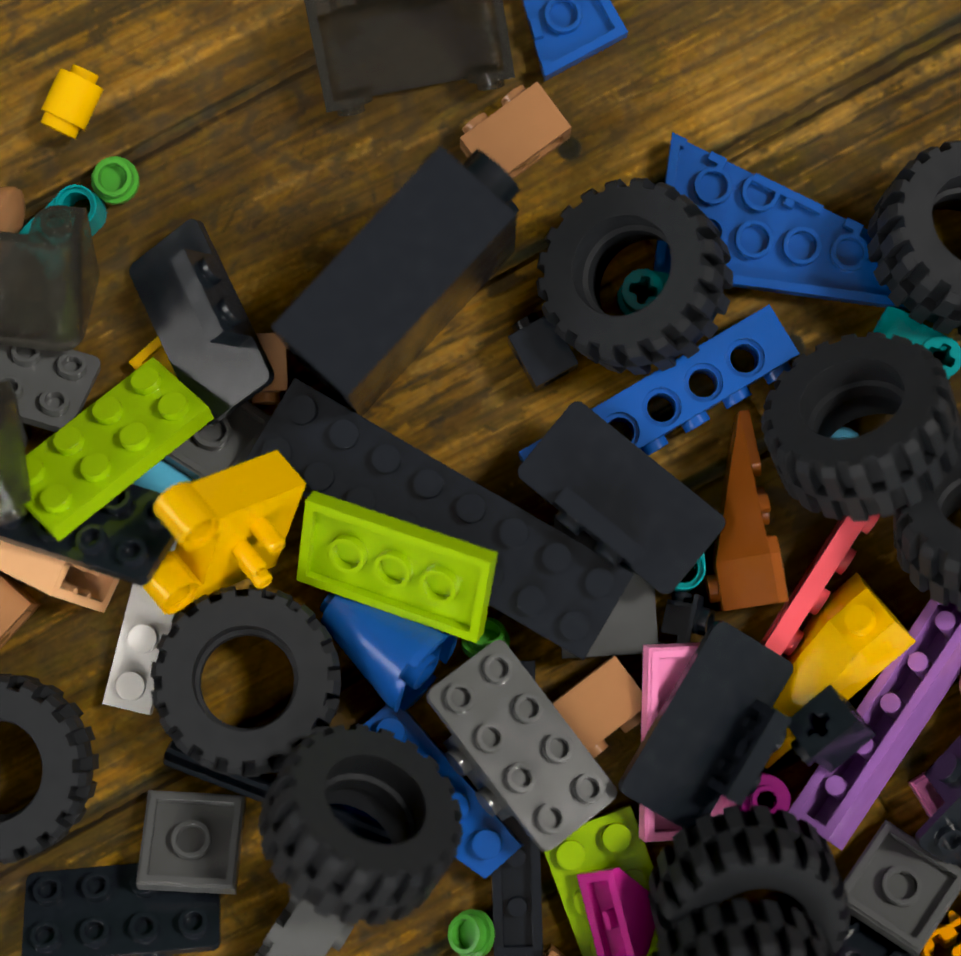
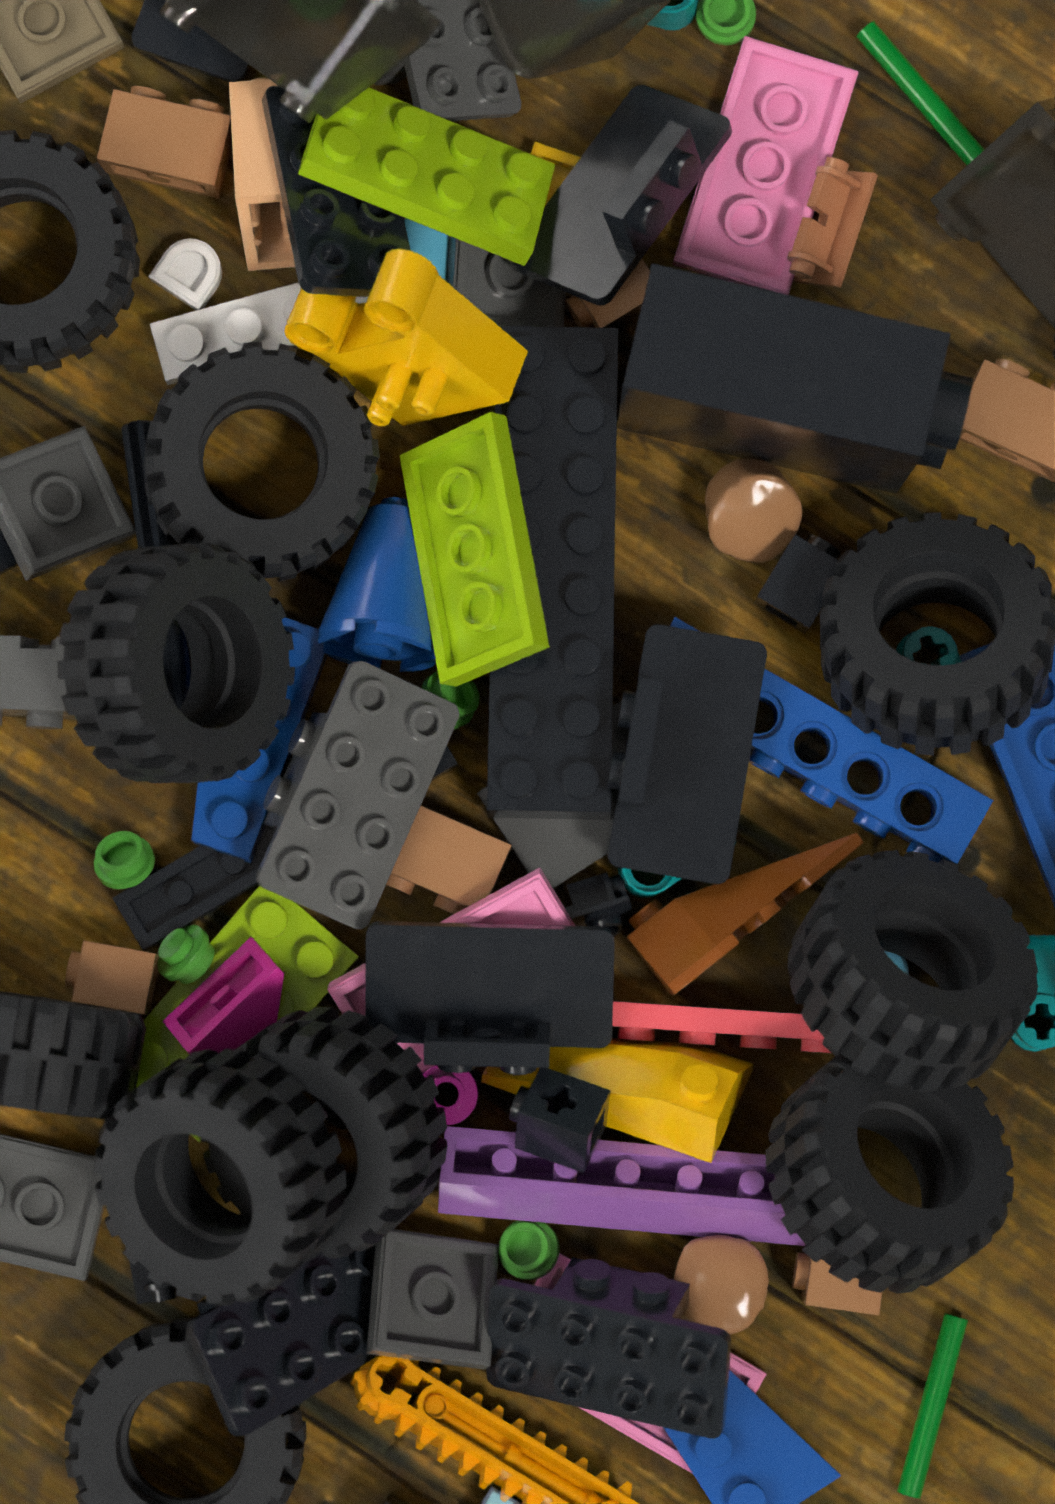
camera: 55 degrees right, 0 degrees up
(81, 655) = (189, 272): none -> white tile
(248, 78) = (920, 92): none -> green bar
(249, 219) = (758, 186): none -> bright pink tile
(311, 194) = (828, 240): none -> nougat hinge
(472, 357) = (751, 510): none -> medium nougat hair
(563, 928) = (185, 954): none -> bright green plate
(901, 801) = (529, 1249): none -> bright green plate

